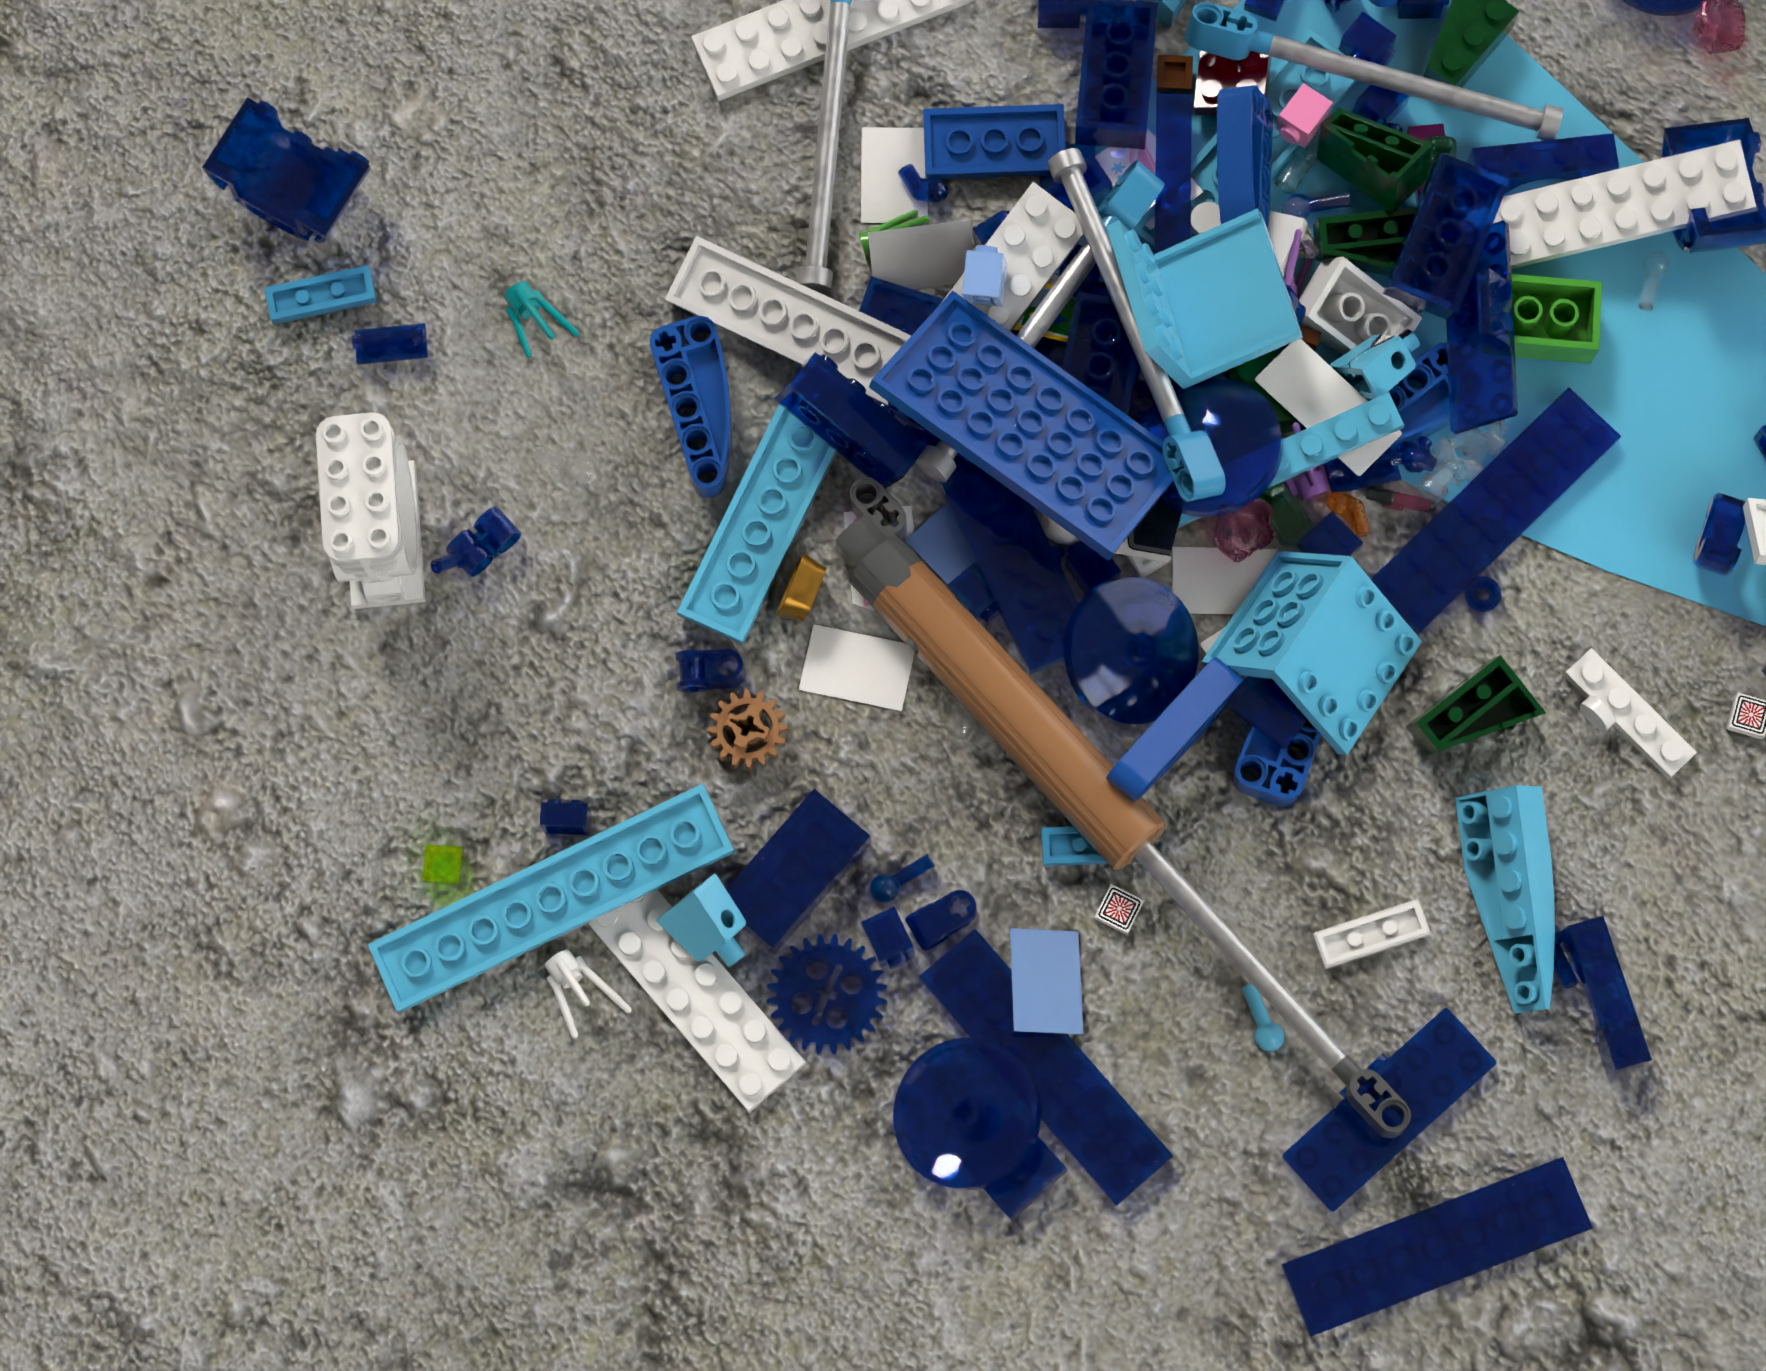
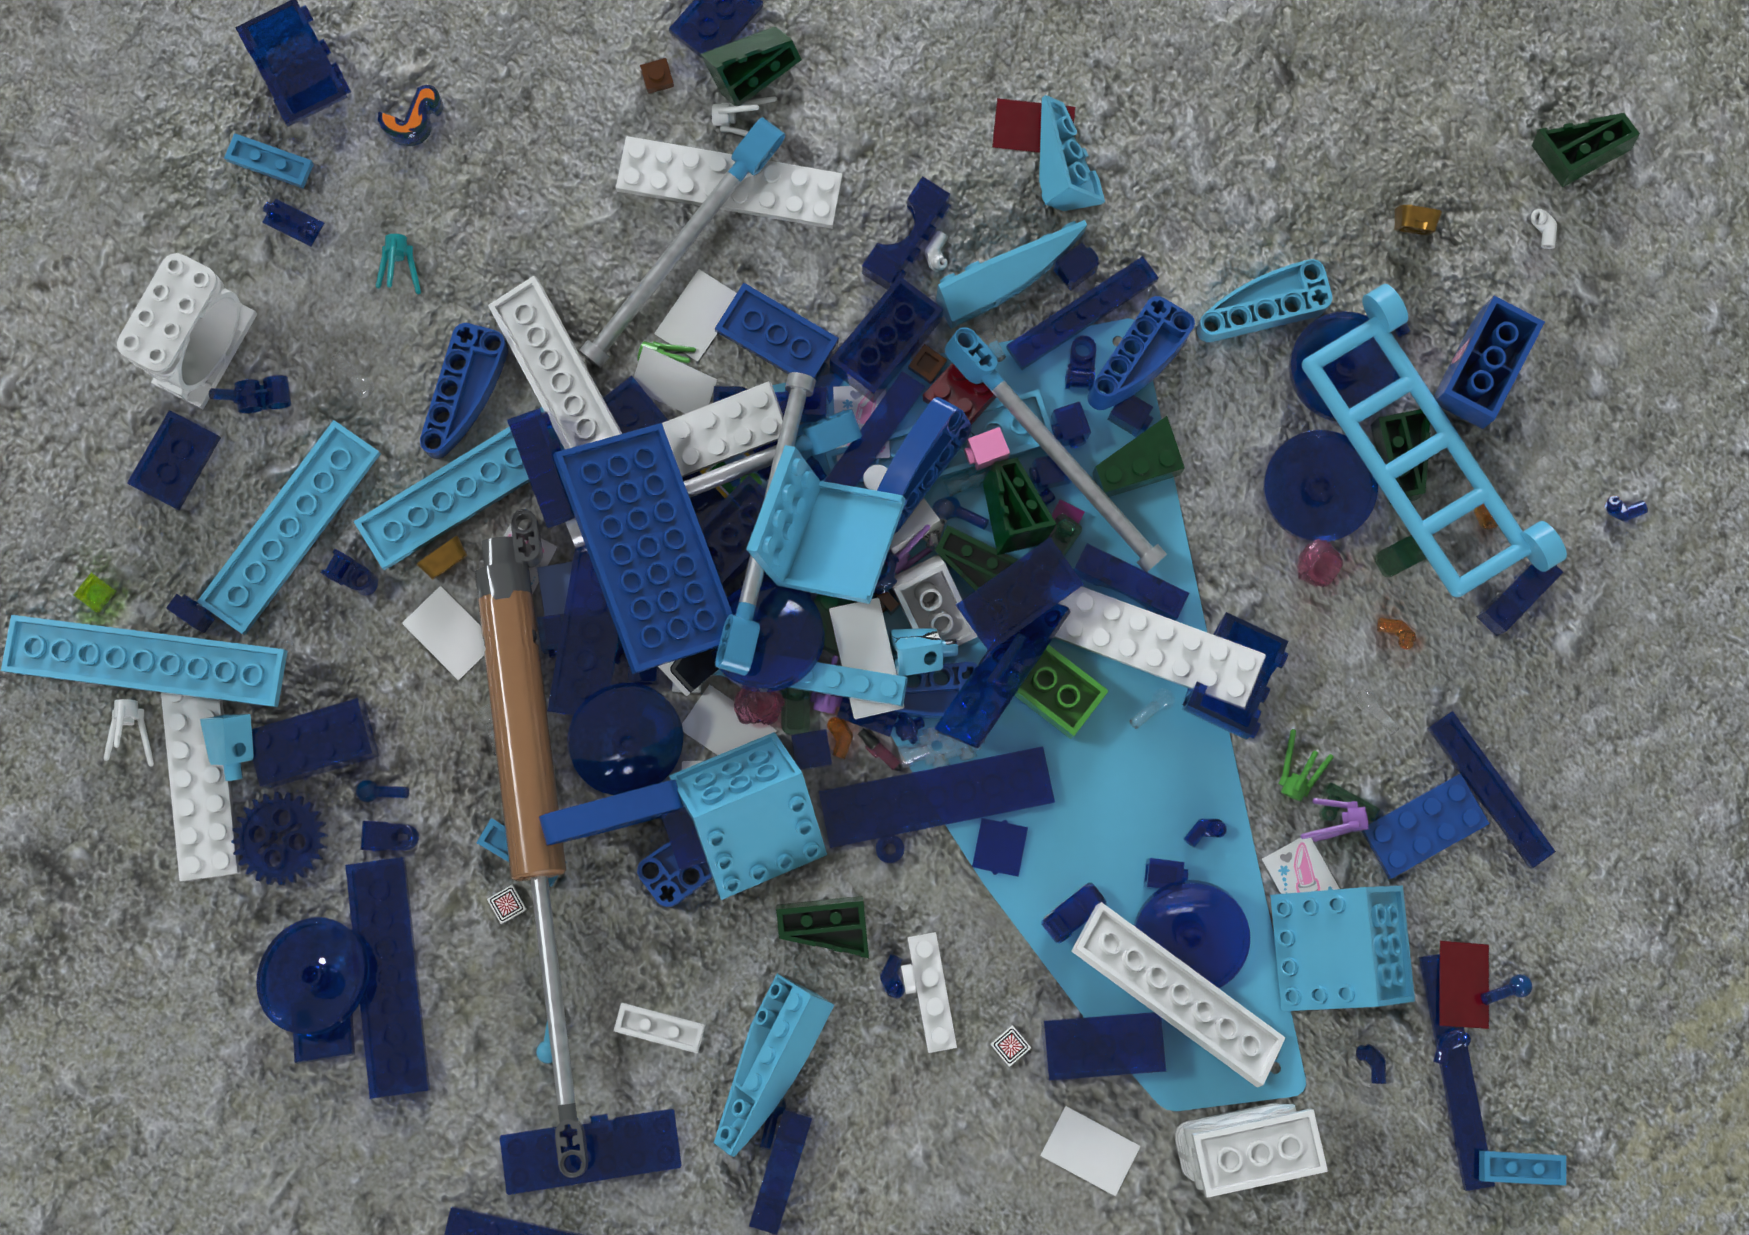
camera: 25 degrees right, 5 degrees up
(433, 671) = (174, 460): none -> clear blue plate
(458, 162) = (417, 123): none -> clear blue animal
(609, 663) = (289, 527): none -> medium azure plate
(753, 715) = (356, 624): medium nougat gear -> none
(888, 938) = (343, 827): clear blue brick -> none
(921, 188) = (707, 336): clear blue arm -> none
(985, 276) = (688, 427): light blue brick -> none
(1046, 981) = (425, 921): medium blue sticker -> none
(1578, 727) = (890, 978): none -> clear blue arm
(1595, 520) = (999, 847): none -> clear blue piece

